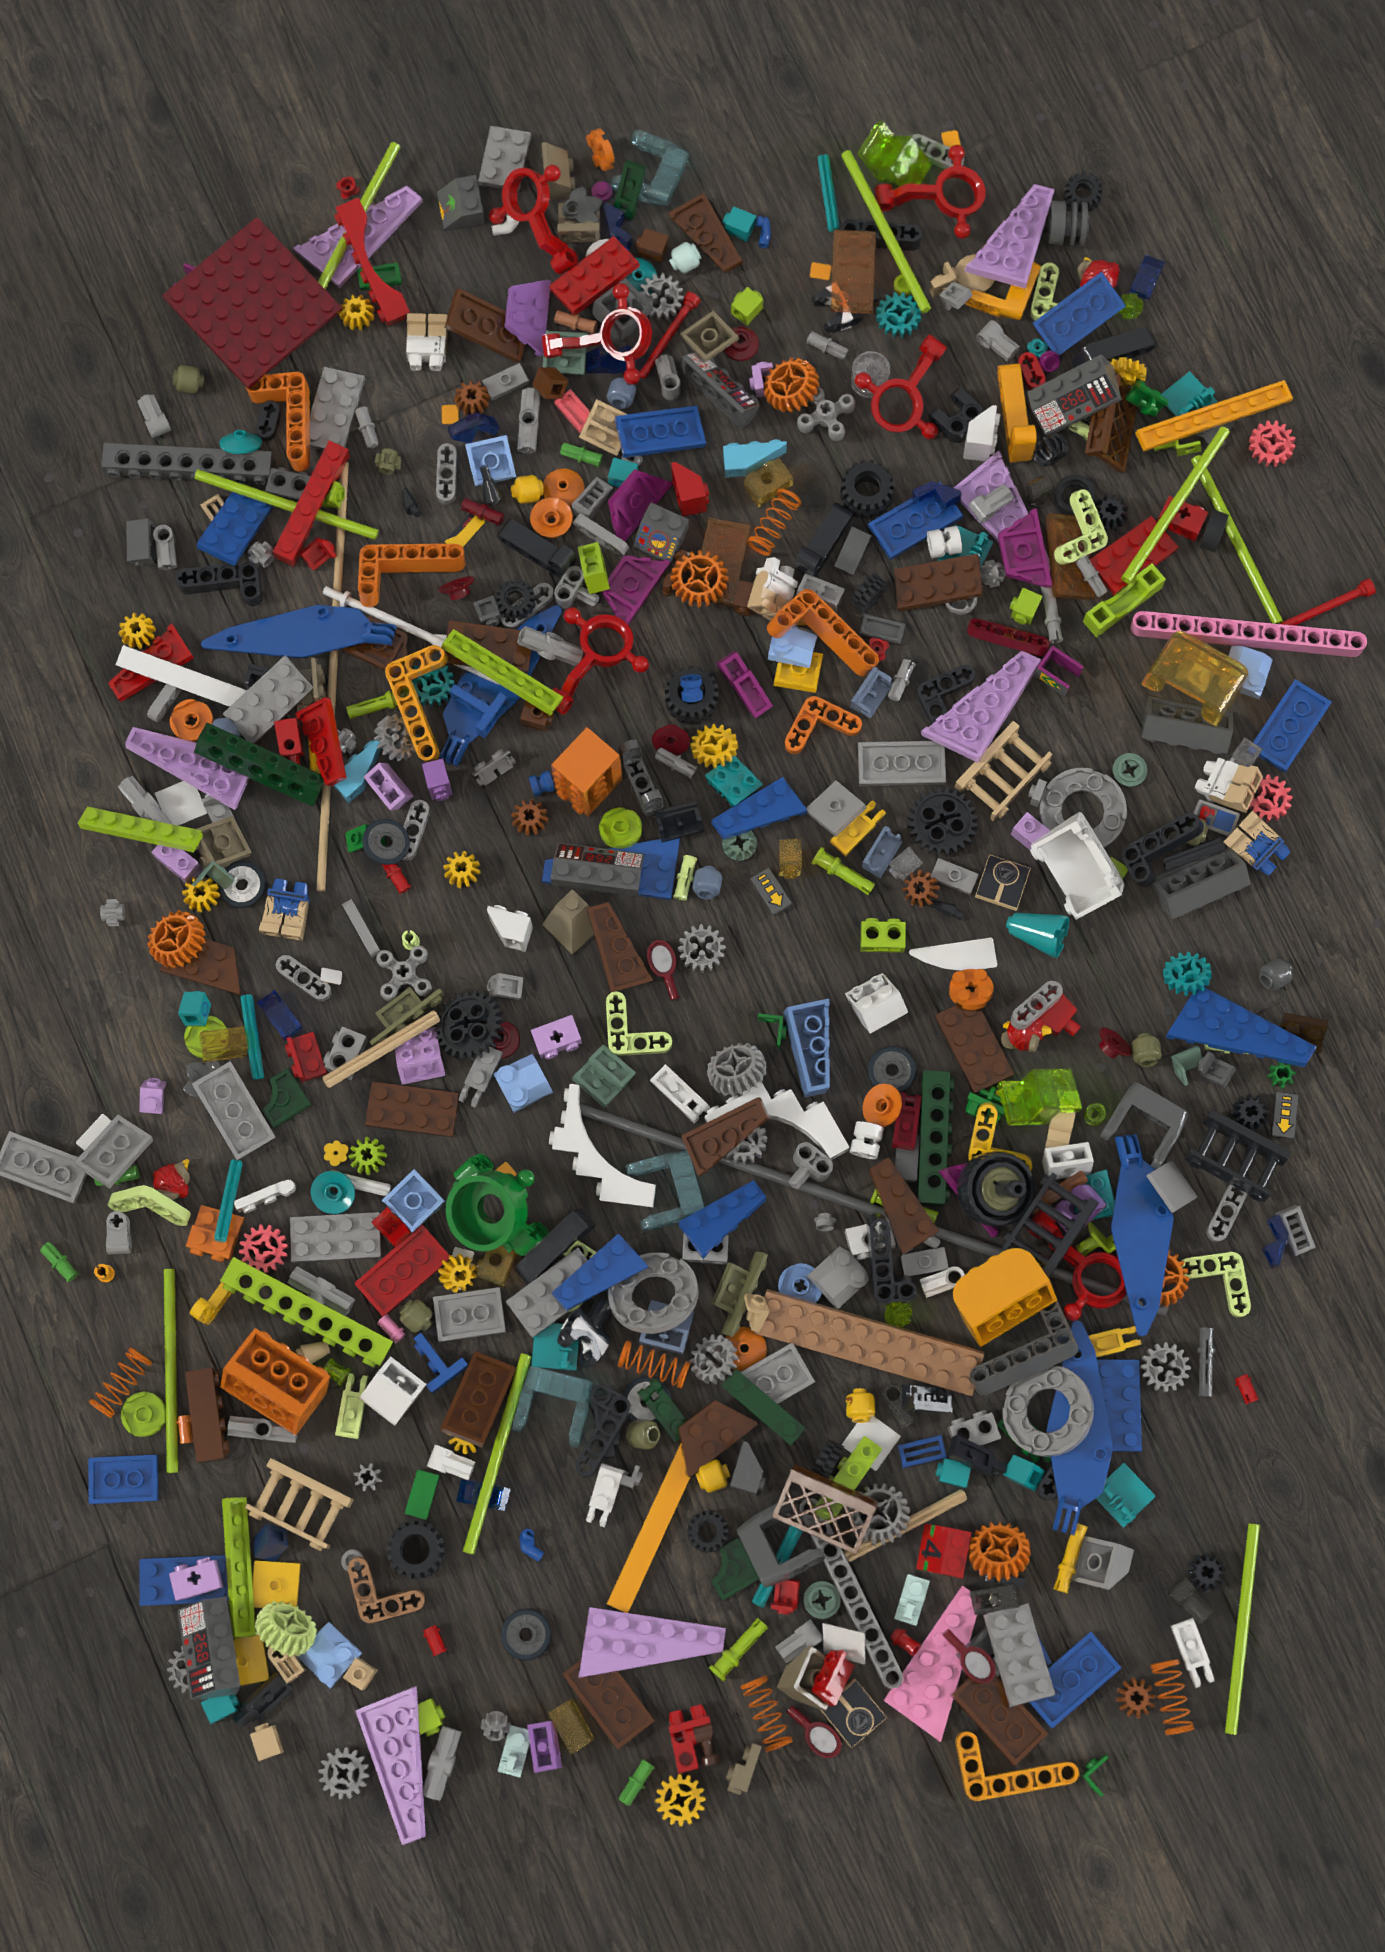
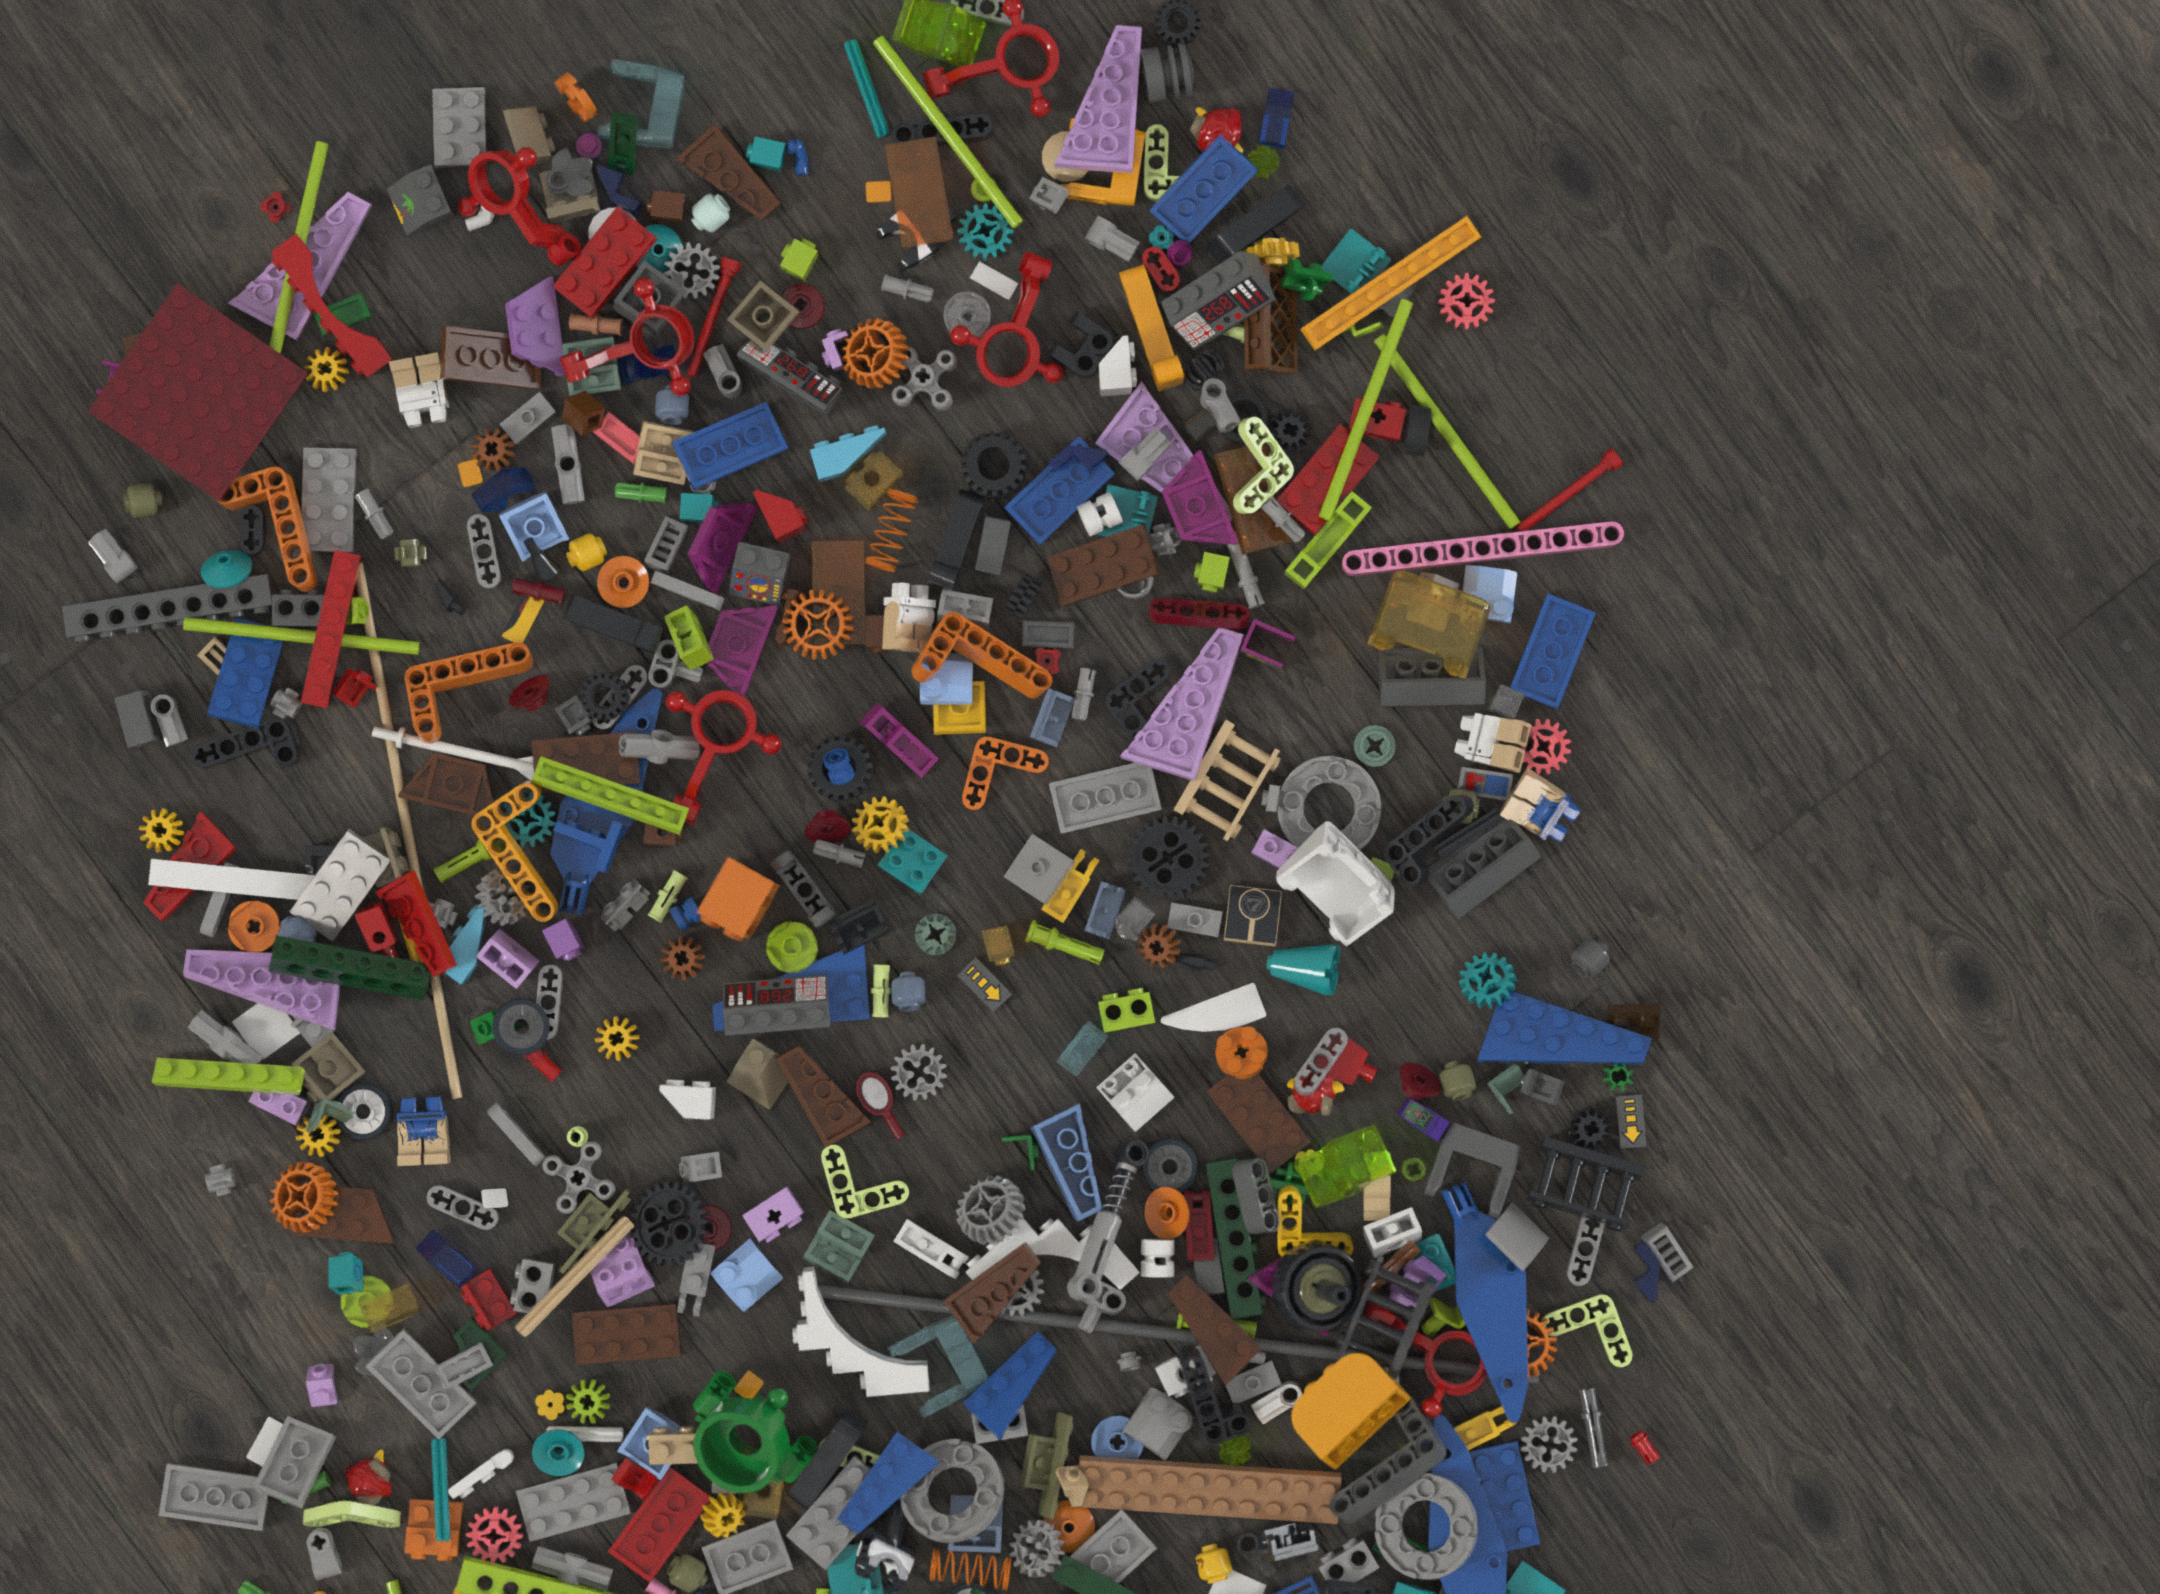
camera: 15 degrees left, 10 degrees up
(252, 1037) = (420, 1290): teal axle -> none
(272, 1103) = (463, 1366): none -> light grey plate
(303, 633) = (359, 791): blue wing -> none
(427, 1204) = (671, 1446): none -> tan bracket
(532, 763) = (658, 912): none -> yellowish green pin
(568, 494) = (628, 523): orange dish -> none
(765, 807) = (957, 885): blue wing -> none
(830, 1099) = (1106, 1224): none -> piece
(839, 957) = (1082, 1048): none -> clear light blue bracket
(897, 355) = (994, 280): none -> white sticker
(941, 282) = (1030, 179): tan bracket -> none
(959, 1104) = (1255, 1196): none -> dark grey beam
(1058, 476) = (1220, 406): none -> light grey piece
(1111, 1076) = (1423, 1119): none -> leg

